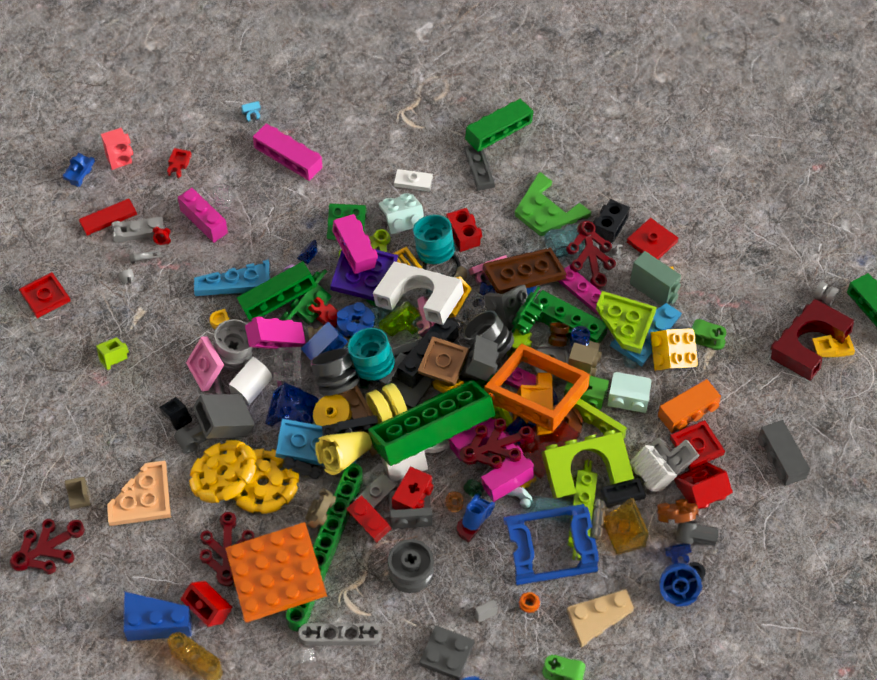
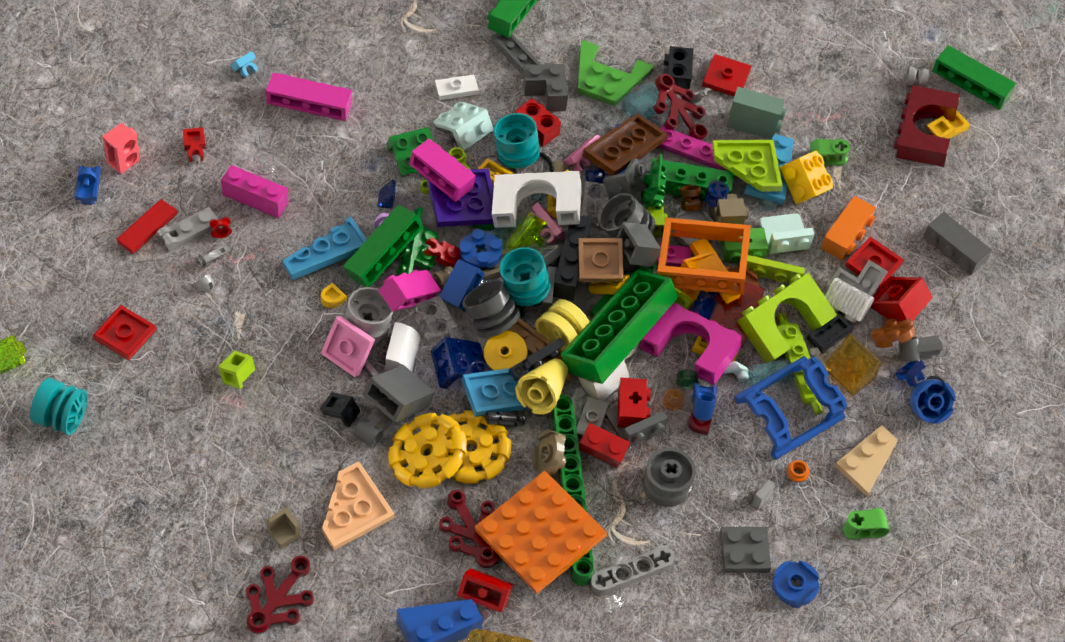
camera: 30 degrees left, 0 degrees up
(490, 199) = (547, 81): none -> dark grey brick
(495, 446) = (693, 328): dark red plant -> none

